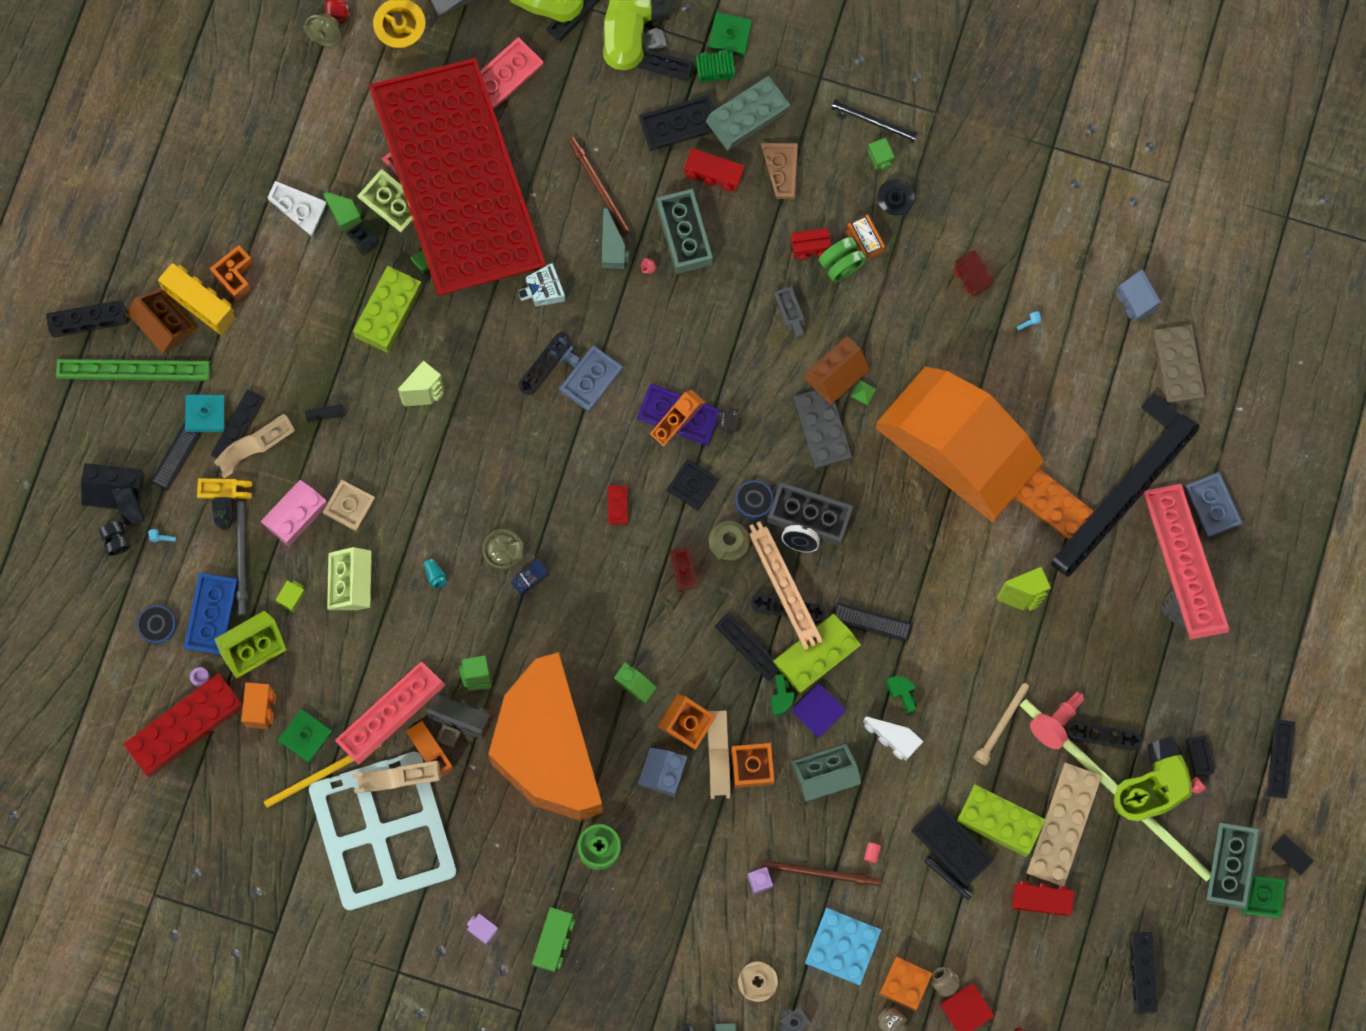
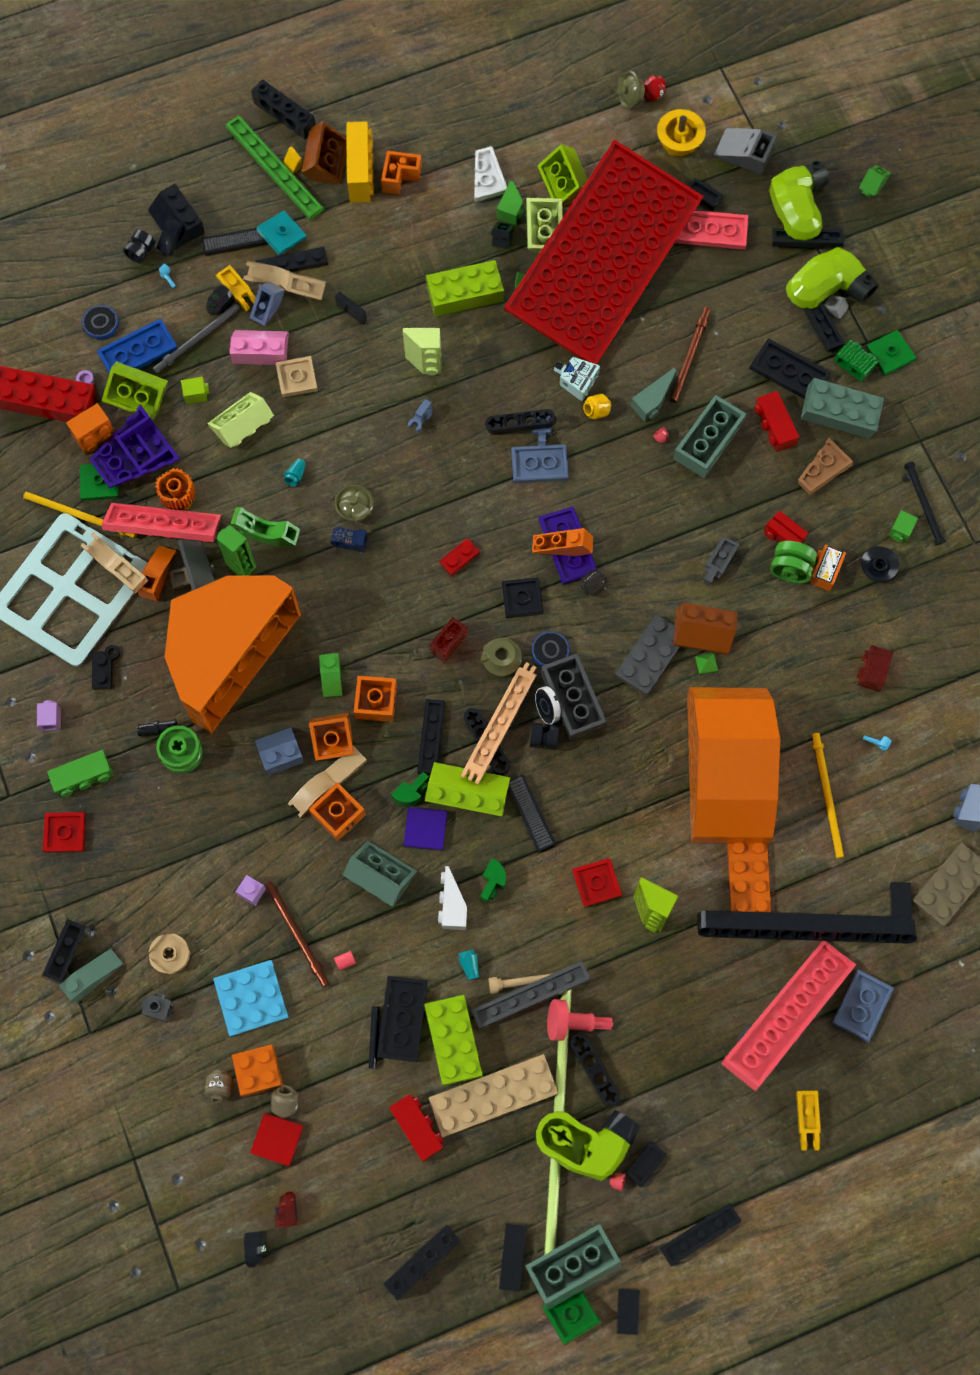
camera: 55 degrees right, 5 degrees down
(142, 350) = (293, 161): none -> yellow slope
(260, 476) = (266, 302): none -> sand blue slope
(306, 687) = (133, 451): none -> dark purple wedge
(355, 148) = (563, 174): none -> lime slope
(370, 669) = (175, 489): none -> orange brick
(466, 51) = (711, 196): none -> black tile
(468, 636) = (272, 533): none -> bright green arch
(471, 431) = (423, 413): none -> sand blue plate
(475, 856) = (102, 668): none -> black hinge
(564, 851) = (155, 728): none -> black pin
(583, 294) = (597, 406): none -> yellow head
(589, 989) = (64, 832): none -> red tile
(684, 663) = (375, 698): none -> orange brick
(822, 561) = (544, 736): none -> black wheel
(950, 761) = (469, 964): none -> teal cone
(966, 618) = (596, 882): none -> red plate
(1013, 736) = (531, 995): none -> dark grey plate
(1038, 392) = (818, 747): none -> yellow bar
(1189, 905) = (512, 1257): none -> black tile
(1261, 613) = (808, 1118): none -> yellow hinge

